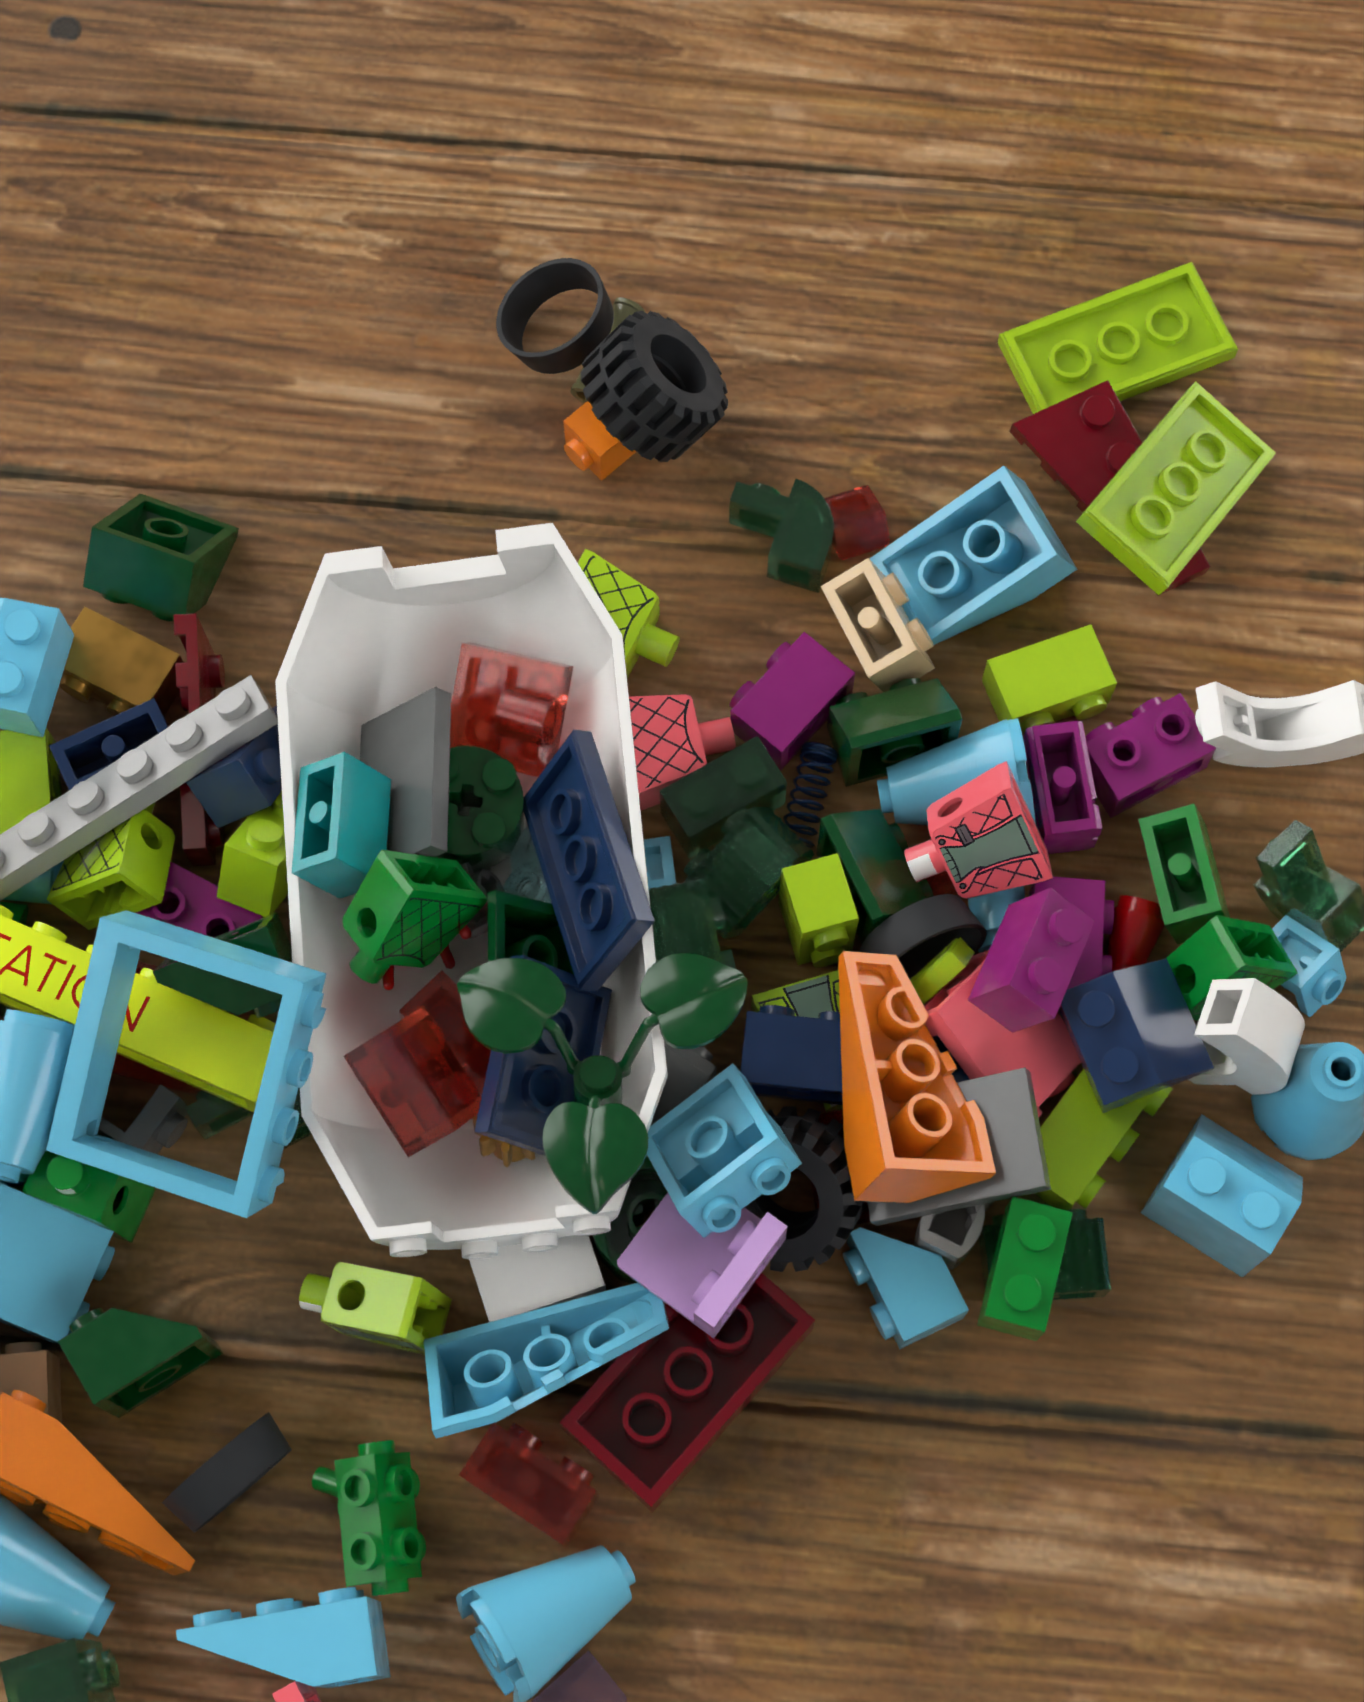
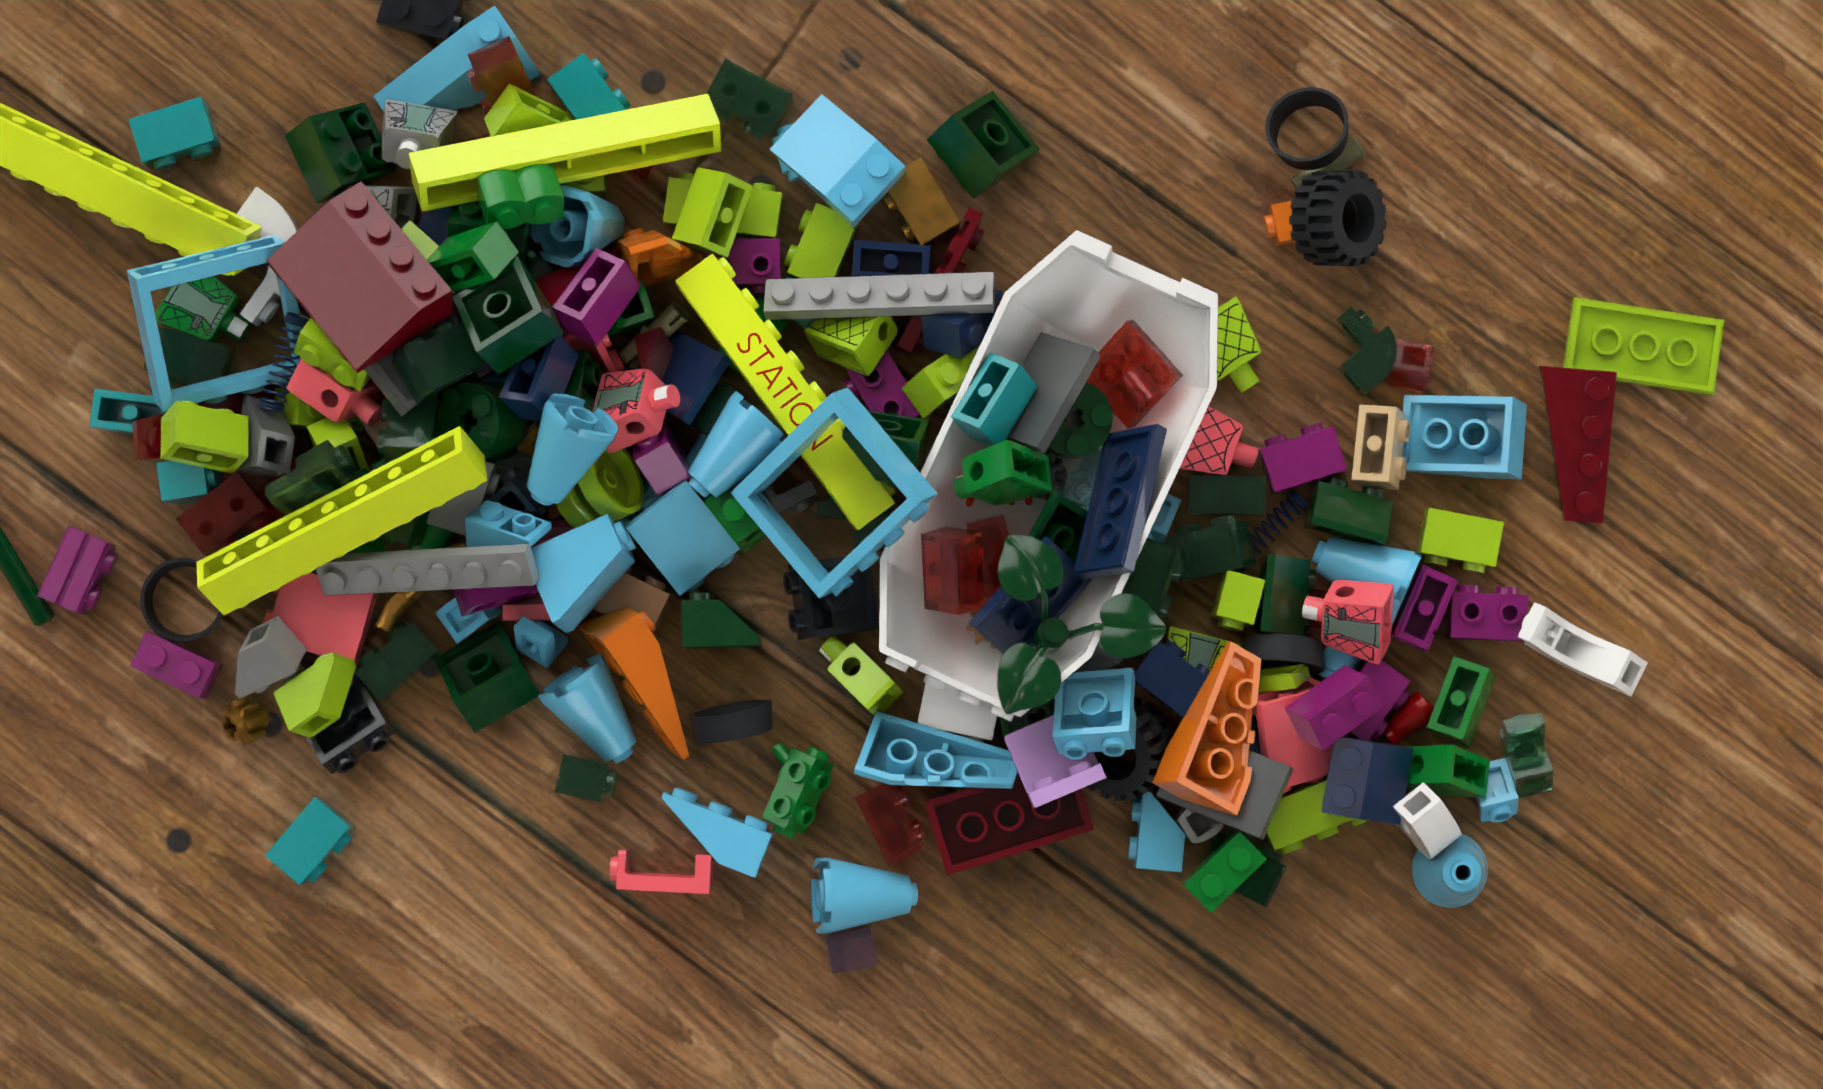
camera: 25 degrees right, 15 degrees up
(286, 1239) = (831, 615): none -> black plate
(1176, 488) = (1612, 466): lime tile -> none
(1225, 1197) = (1366, 893): medium azure slope -> none

